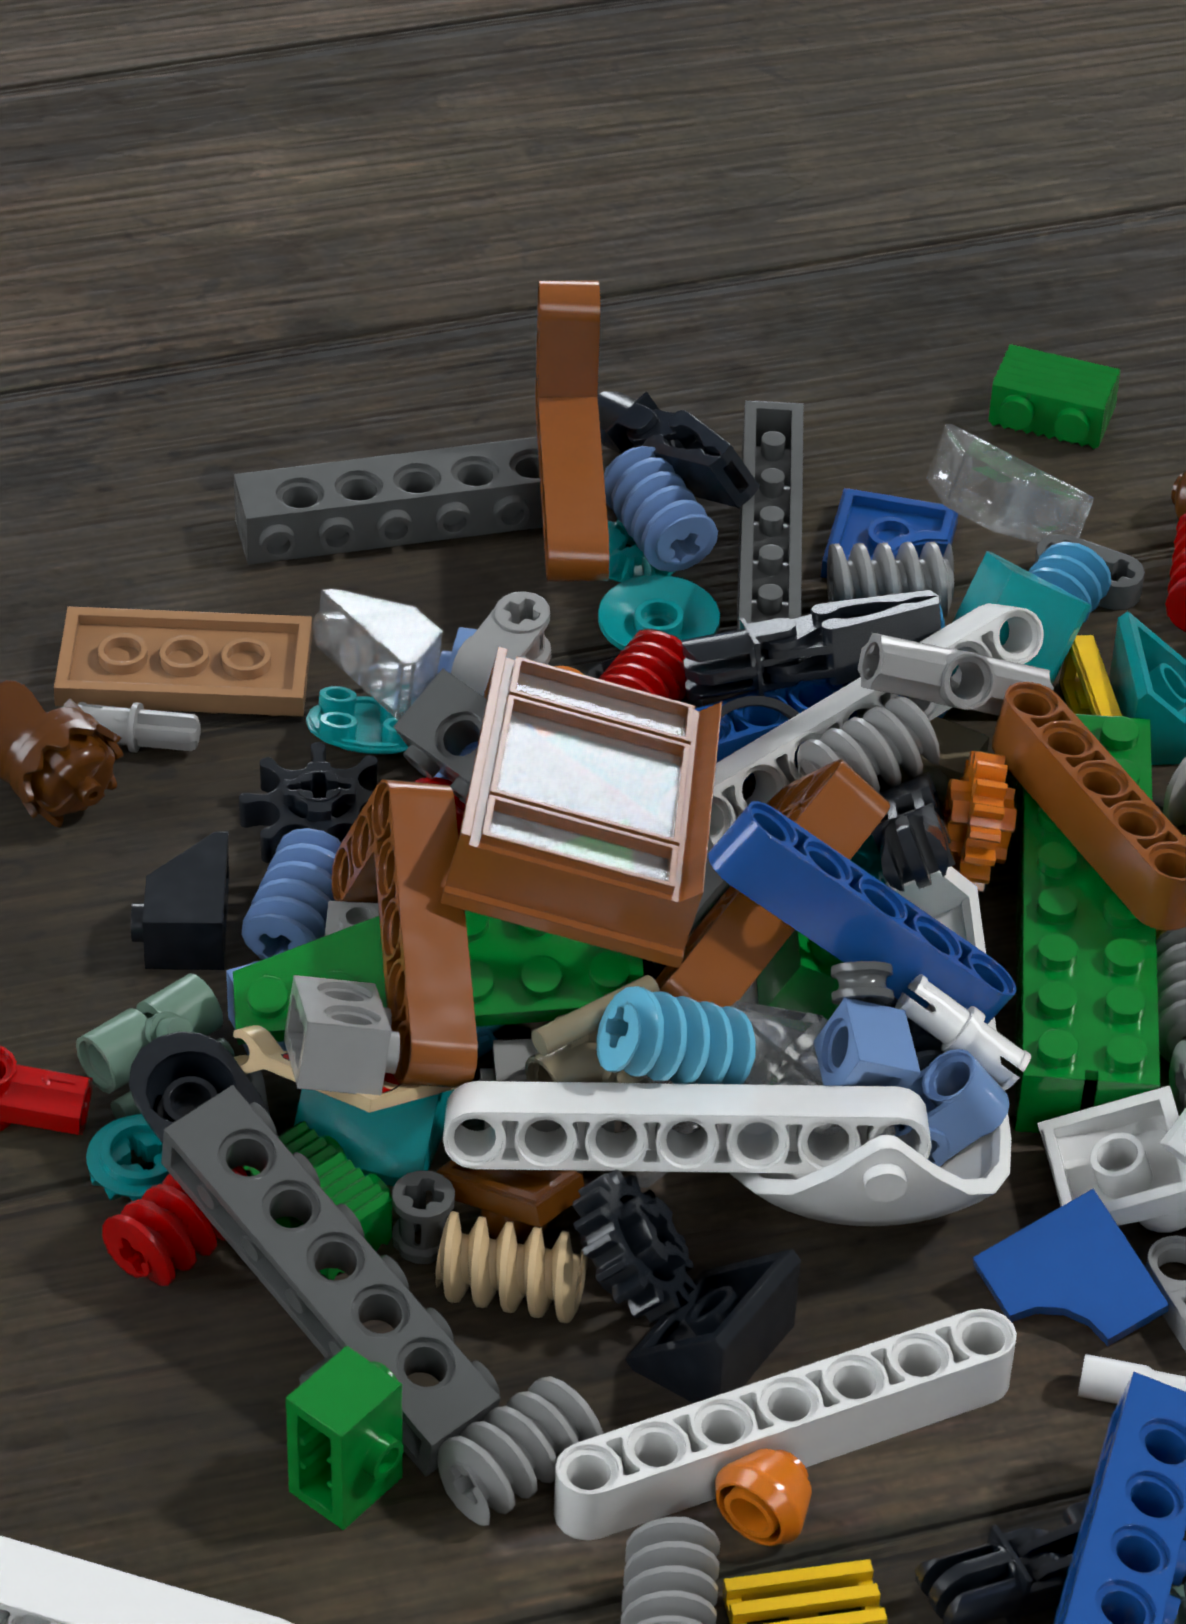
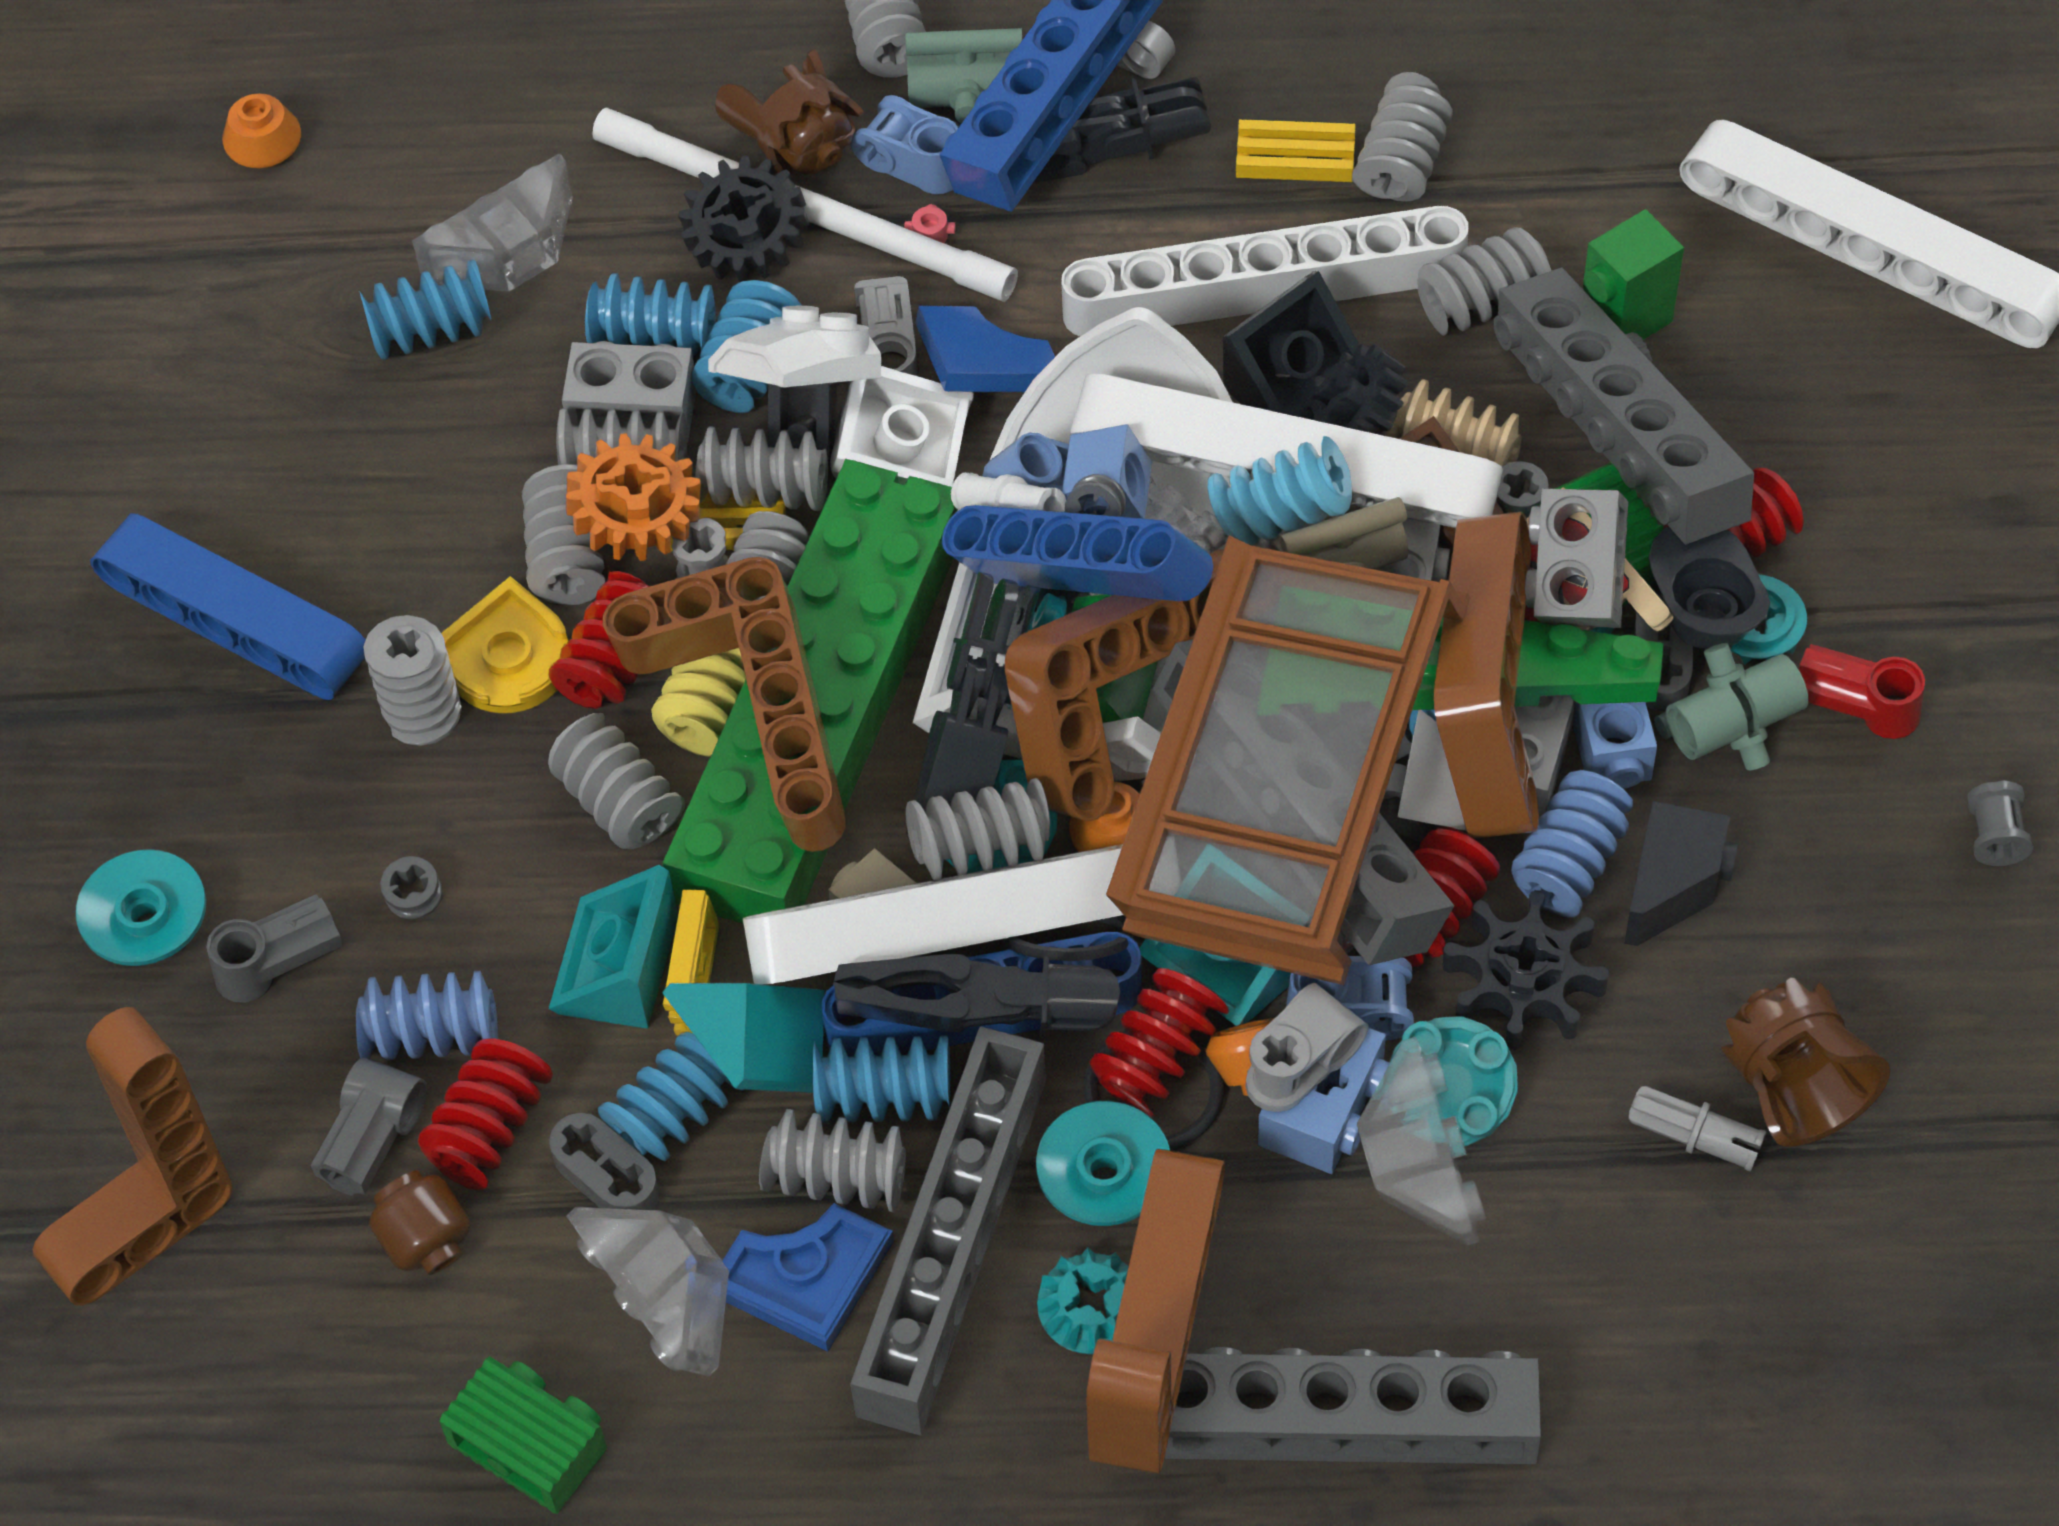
camera: 160 degrees left, 15 degrees up
(185, 661) = (1633, 1211): medium nougat plate -> none
(658, 510) = (1067, 1257): medium blue piece -> none
(694, 450) = (1016, 1336): black arm -> none
(765, 1496) = (1300, 202): orange cone -> none
(925, 672) = (862, 862): light grey piece -> none
(980, 816) = (883, 779): orange gear -> none

